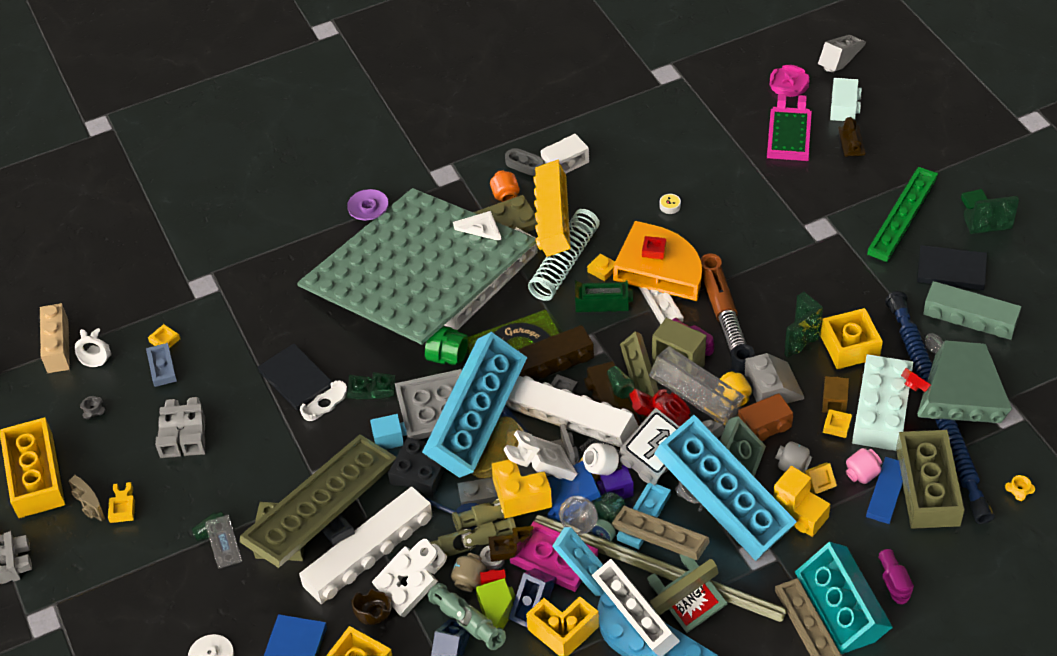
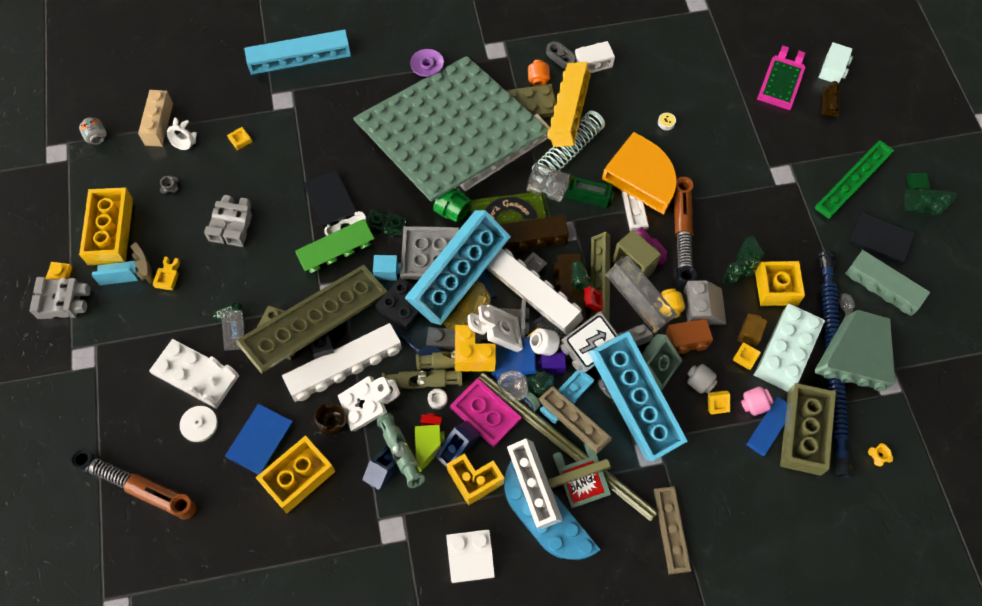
camera: 10 degrees right, 15 degrees up
(58, 518) = (115, 273): none -> medium azure panel
(161, 364) = (230, 162): sand blue plate -> none
(190, 602) = (194, 373): none -> white hinge
(207, 228) = (297, 52): none -> medium azure brick
(318, 422) = (336, 244): none -> bright green brick
(467, 572) = (413, 408): dark tan head -> none
(480, 225) = (507, 105): white tile -> none
(509, 546) = (452, 395): dark brown slope -> none
(552, 294) = (548, 181): none -> clear brick
(579, 558) = (502, 425): medium azure plate -> none
(601, 267) = (596, 164): yellow plate -> none
(654, 247) = (641, 161): red plate -> none
(671, 406) = (615, 309): red tile -> none
(789, 80) = (795, 34): dark pink tile -> none
(795, 497) = (695, 423): yellow brick -> none
(840, 52) = (844, 18): light grey slope -> none
(843, 598) = (706, 516): teal slope -> none
(896, 577) = (754, 509): magenta arm -> none
(914, 381) = (821, 340): red plate -> none

